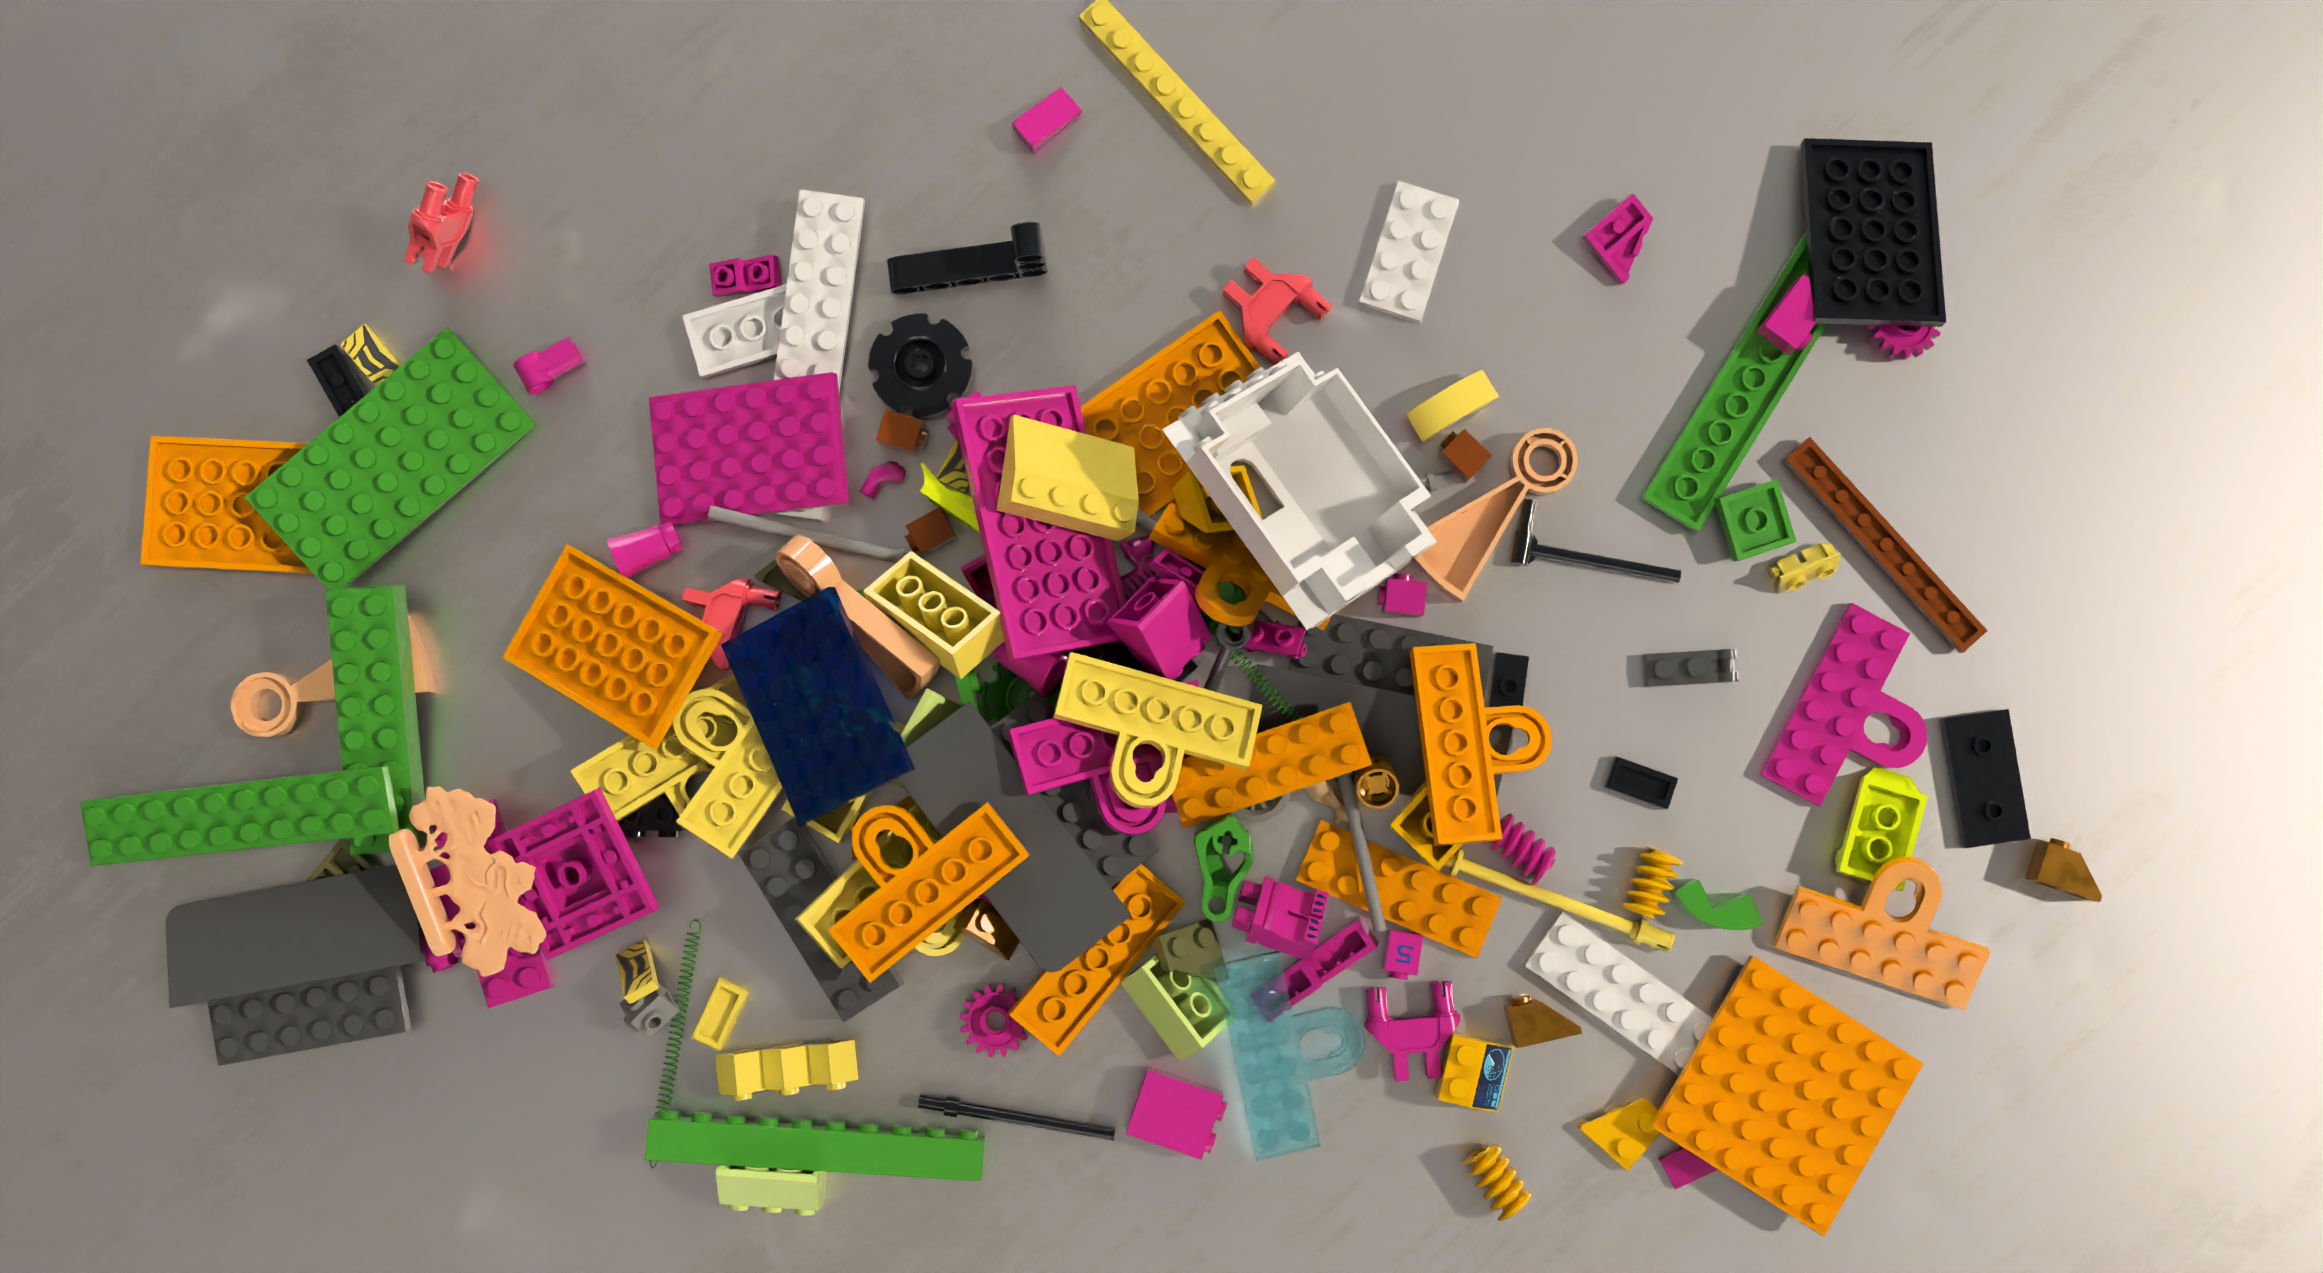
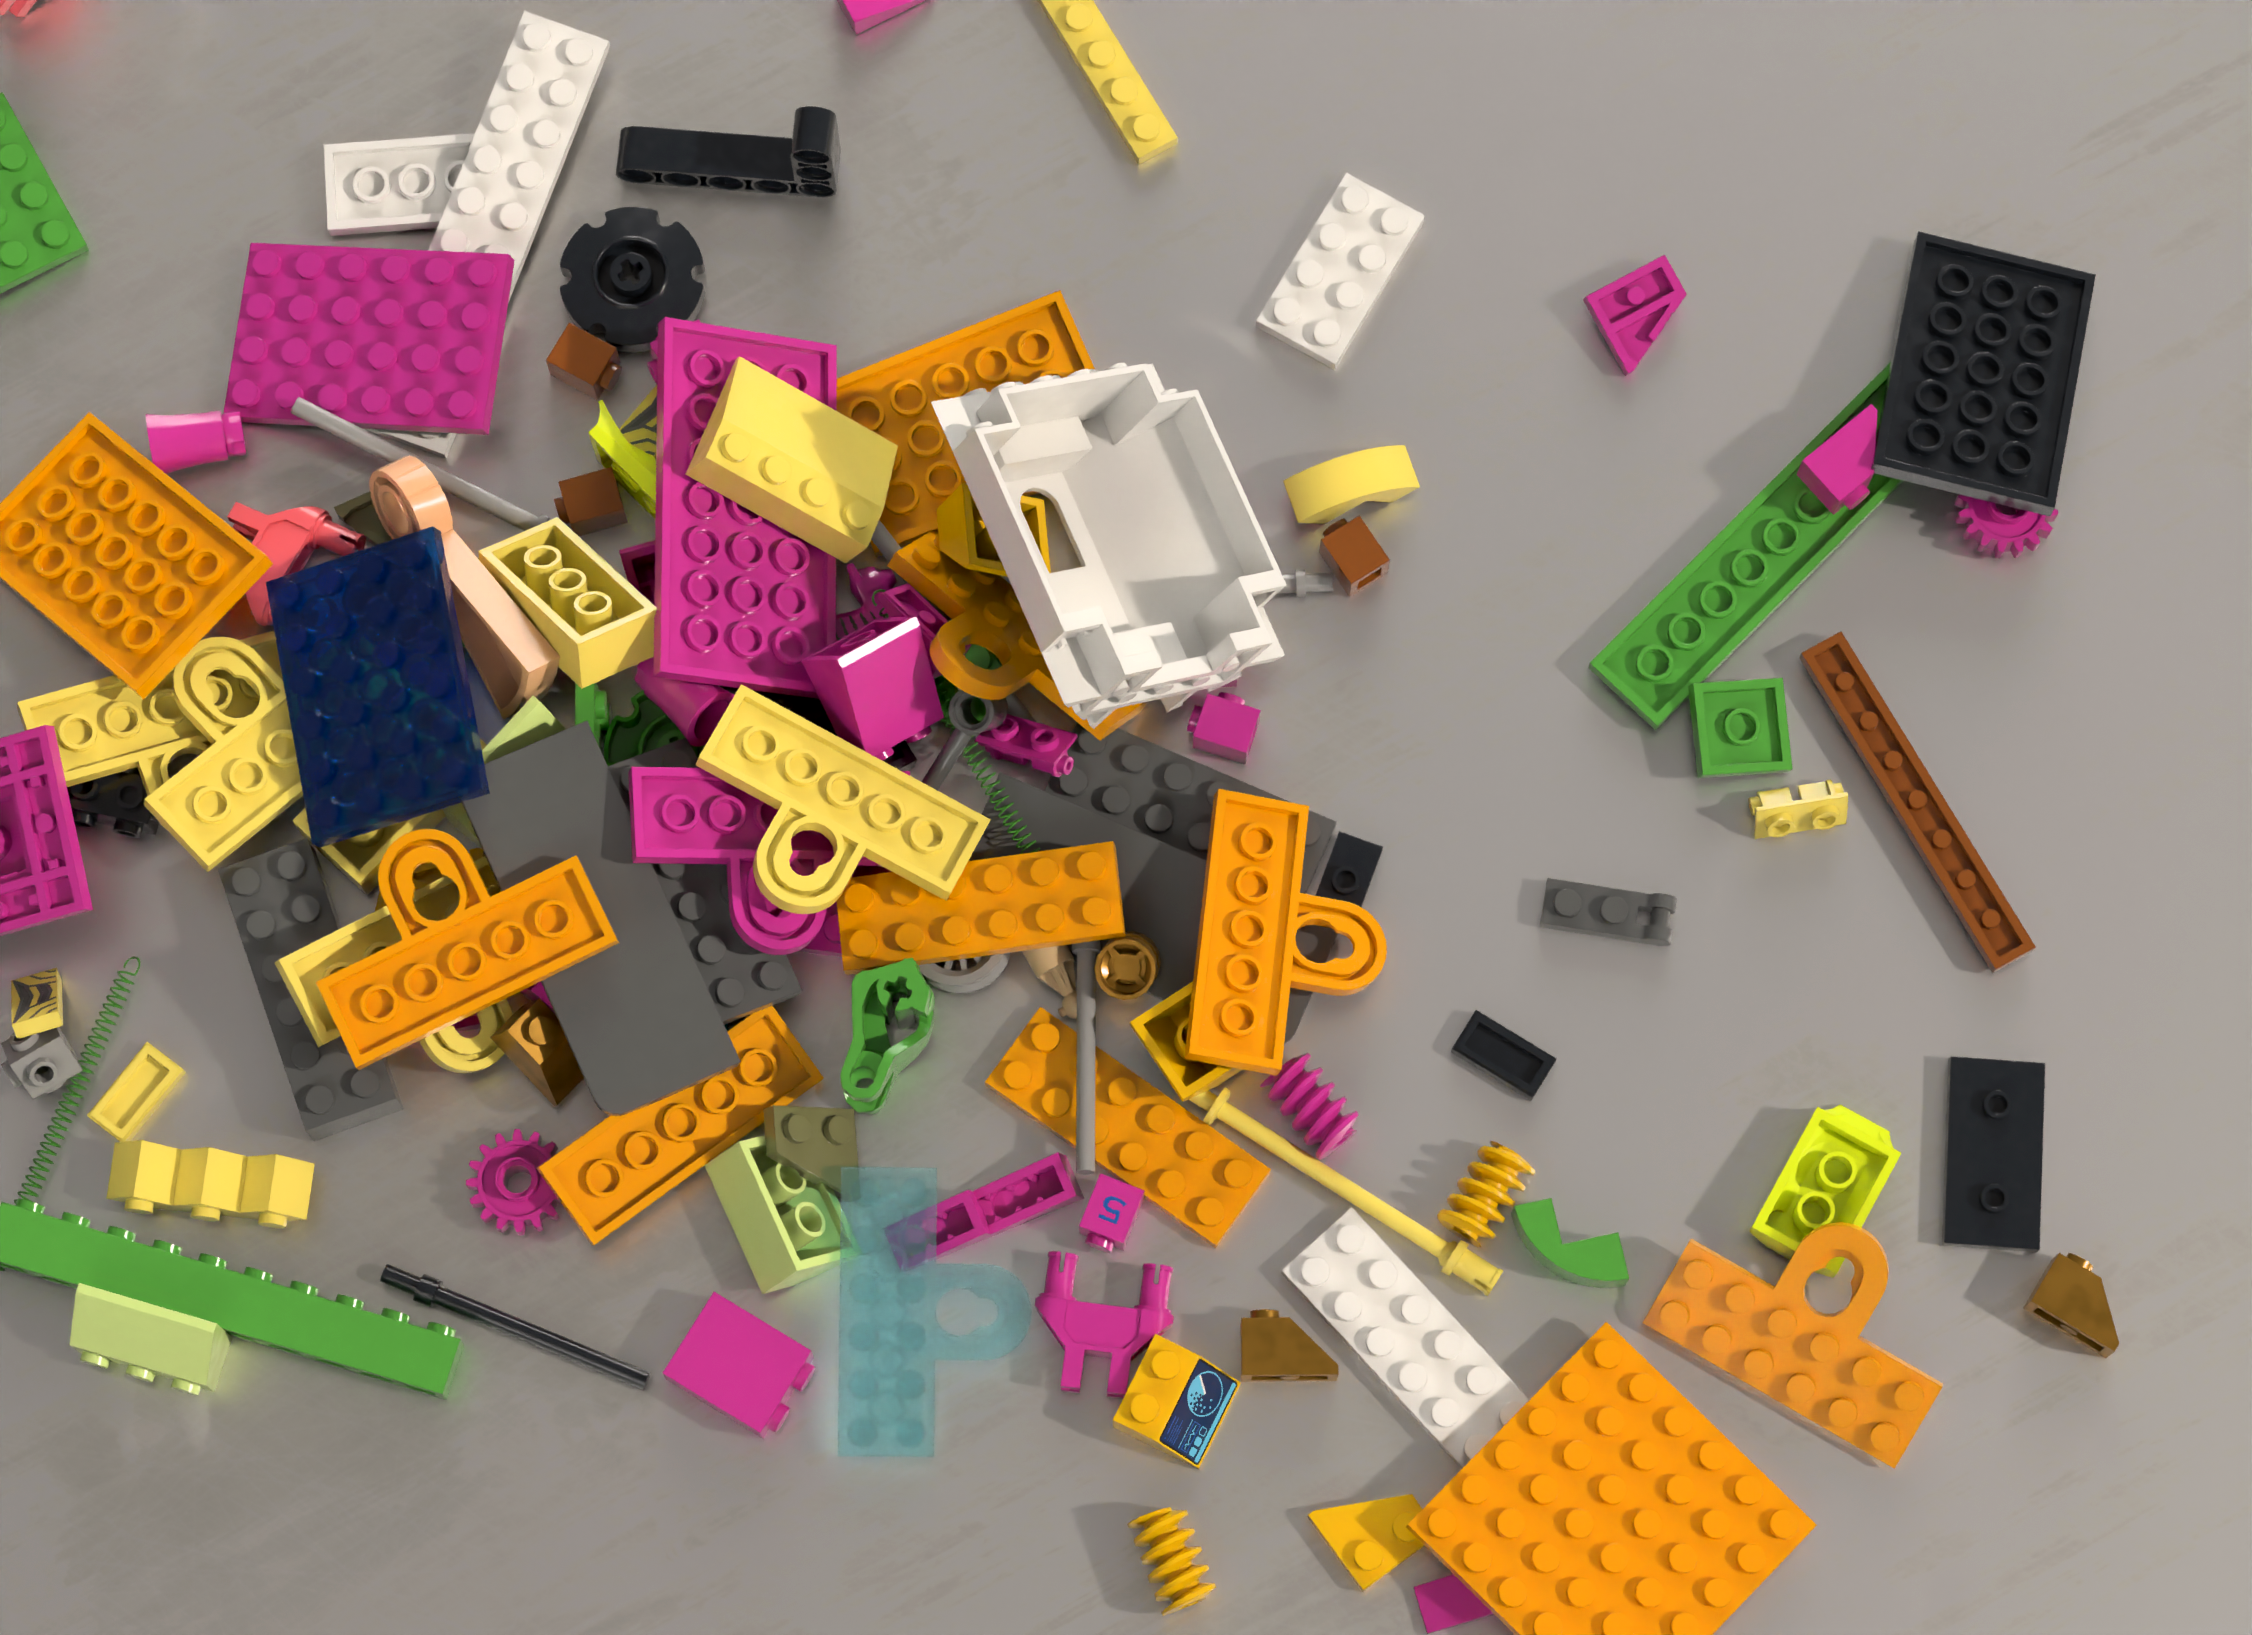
camera: 10 degrees right, 10 degrees down
(540, 369) = (113, 175): dark pink piece -> none
(745, 276) = (418, 113): dark pink slope -> none
(881, 474) = (541, 412): dark pink arm -> none
(1269, 303) = (1132, 296): coral connector -> none
(1281, 917) = (950, 1121): dark pink hips -> none
(1473, 531) = (1340, 660): light nougat piece -> none
(1526, 549) = (1413, 701): black bar -> none
(1835, 707) = (1801, 1009): dark pink plate -> none

